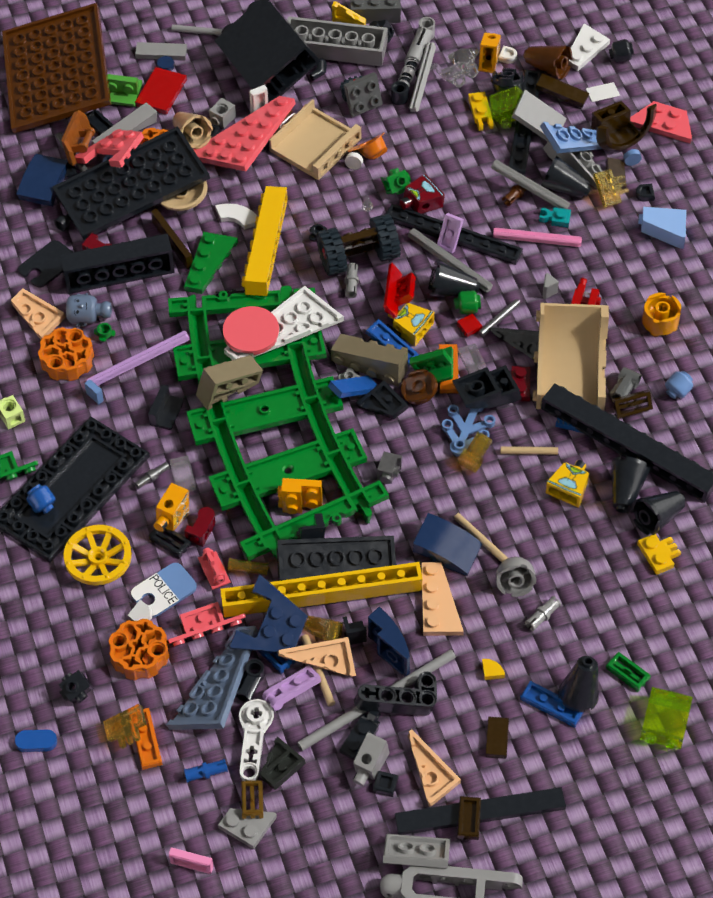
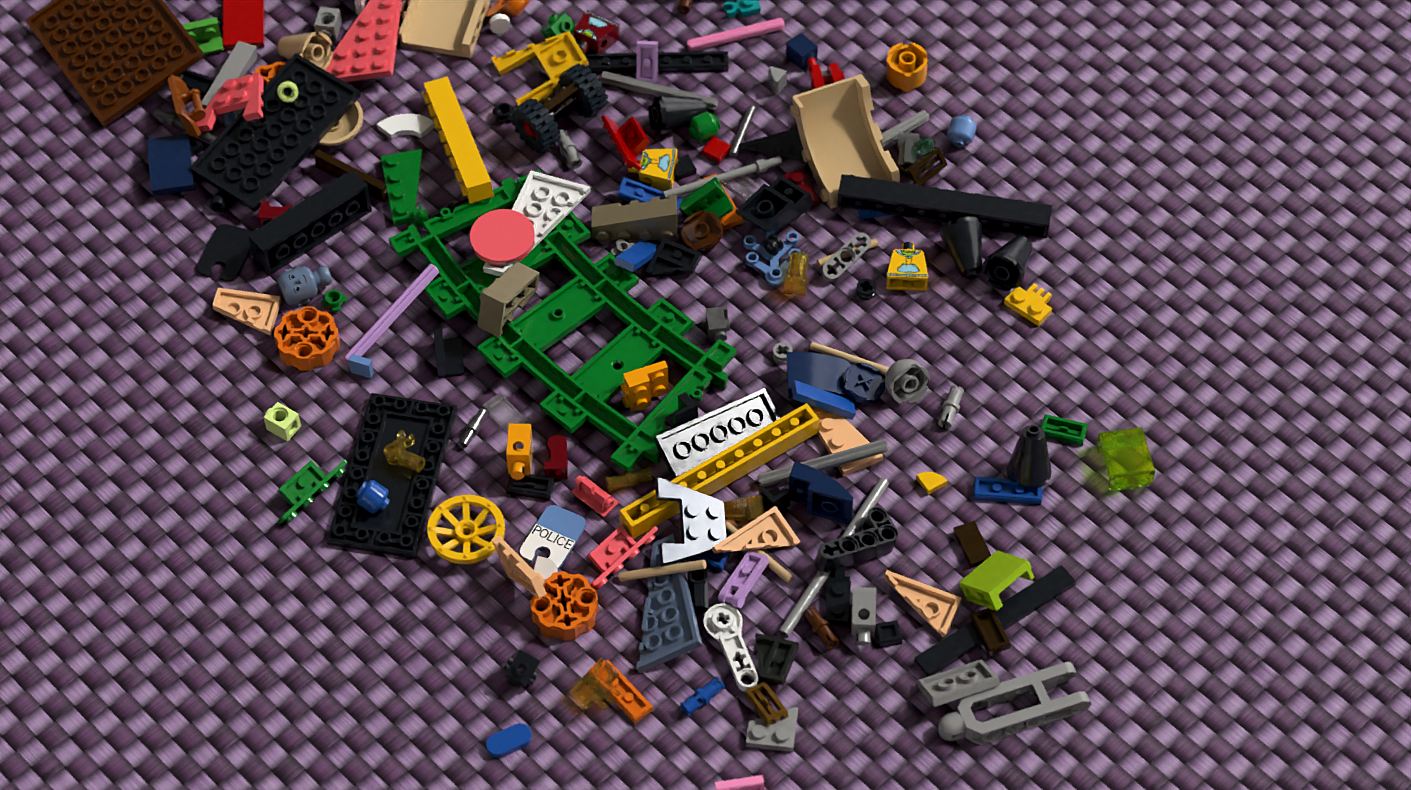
camera: 25 degrees left, 0 degrees up
(80, 470) = (396, 453): none -> clear yellow bar
(116, 603) = (518, 569): none -> light nougat wing
(149, 157) = (287, 98): none -> yellowish green plate
(205, 289) = (420, 216): none -> green plate
(229, 652) = (662, 570): none -> tan bar
(332, 754) = (821, 628): none -> reddish brown pin
(378, 202) = (556, 57): none -> yellow wing
(414, 617) = (827, 461): none -> light grey axle
(428, 507) = (781, 347): none -> light grey bush
(435, 330) = (685, 167): none -> black tile
(437, 564) = (823, 400): none -> blue tile
(468, 420) = (773, 244): none -> black bush
(480, 564) = (863, 383): none -> dark blue tile
(495, 773) = (994, 576): none -> lime panel
(496, 351) = (759, 166): none -> light grey bar
(509, 453) = (861, 250): none -> light grey beam
(527, 481) = (866, 295): none -> black bush
(582, 268) = (800, 49): none -> dark blue brick
(633, 364) = (904, 127): none -> light grey axle
(639, 385) = (925, 145): none -> clear green plate

